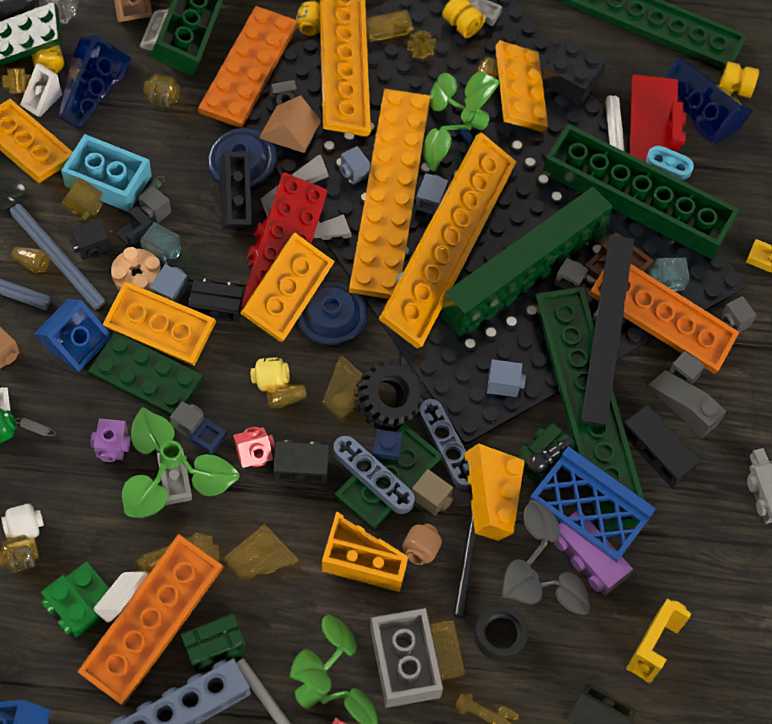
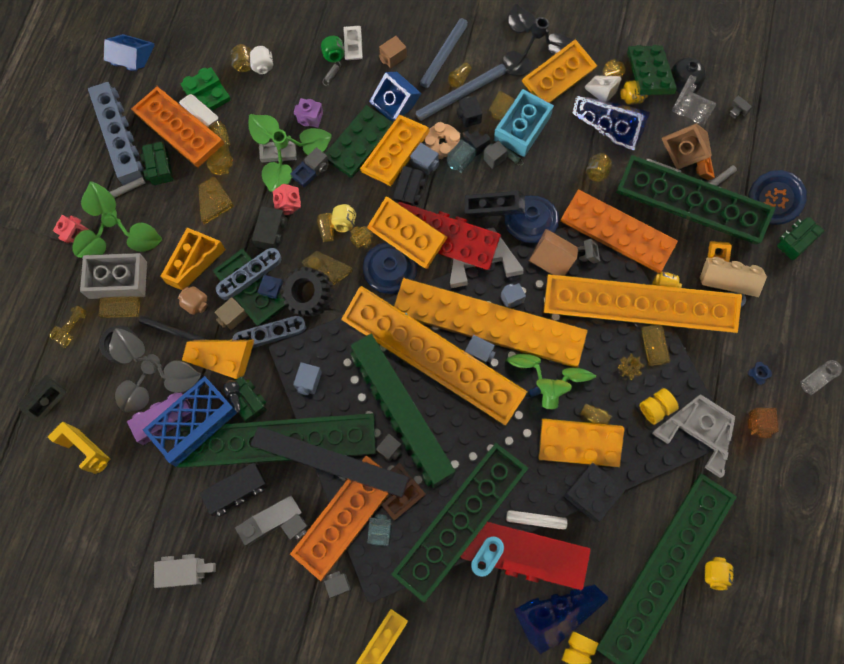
camera: 105 degrees right, 10 degrees up
(296, 347) = (361, 237): none -> clear yellow gear

